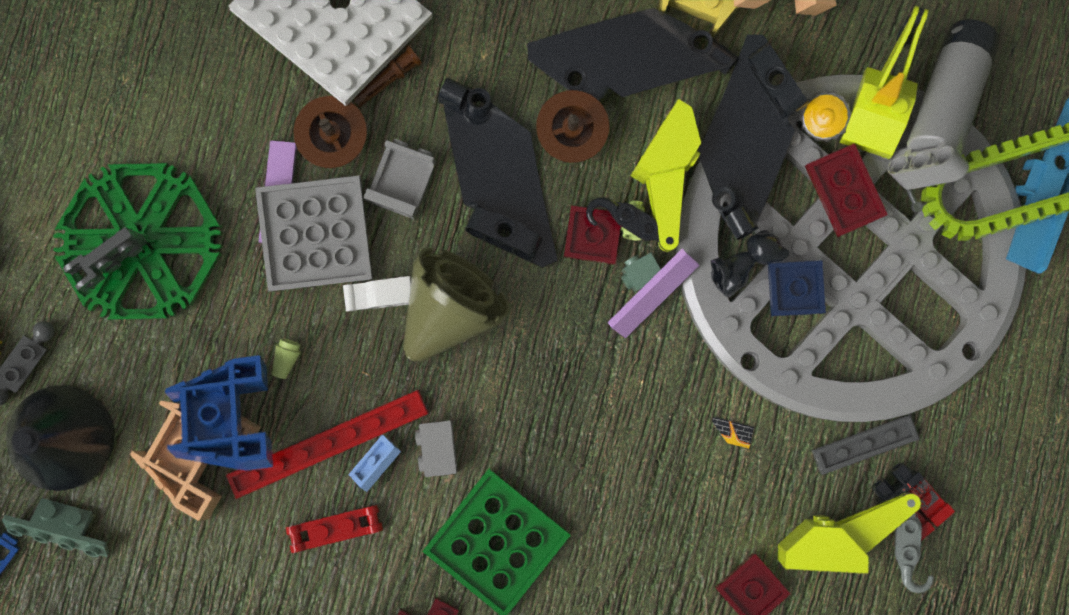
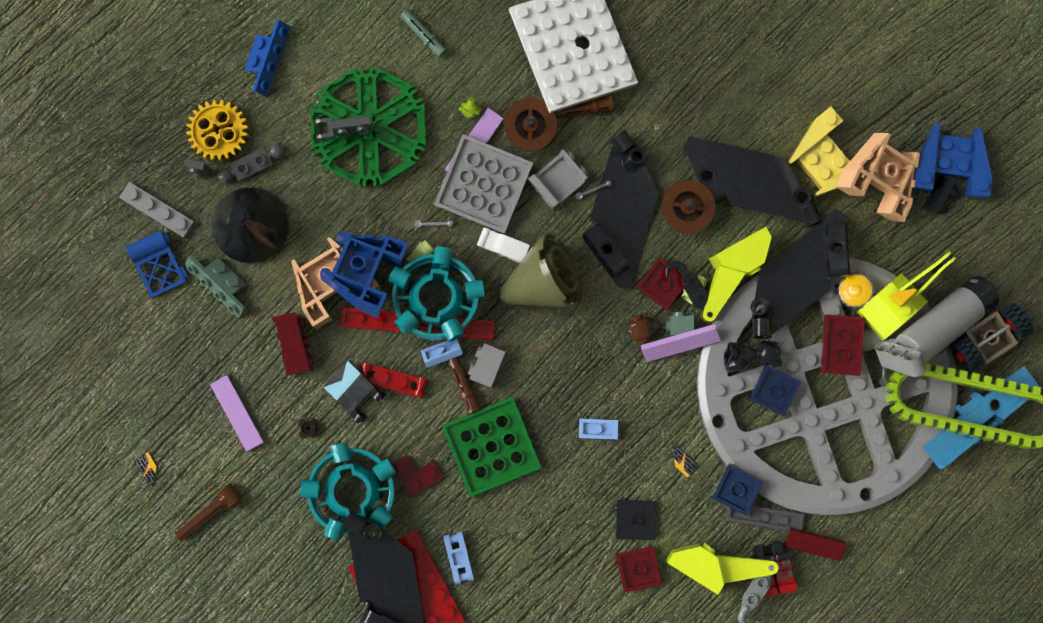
camera: 30 degrees right, 0 degrees up
(171, 102) = (438, 49): none -> sand green pin
(188, 552) = (293, 343): none -> dark red wedge
(249, 153) = (470, 109): none -> lime plant
(264, 324) = (418, 224): none -> light grey hinge
(289, 568) = (350, 388): none -> black flag
(316, 358) = (441, 263): none -> teal piece
(433, 495) = (467, 394): none -> reddish brown pin
(437, 185) = (608, 183): none -> flat silver hinge
(596, 302) = (640, 328): none -> reddish brown head
(612, 450) = (598, 429): none -> light blue plate
(716, 533) = (635, 519): none -> black plate
(818, 430) = (738, 489): none -> dark blue plate
(942, 443) = (815, 544): none -> dark red tile
(1014, 84) = (991, 337): none -> brick

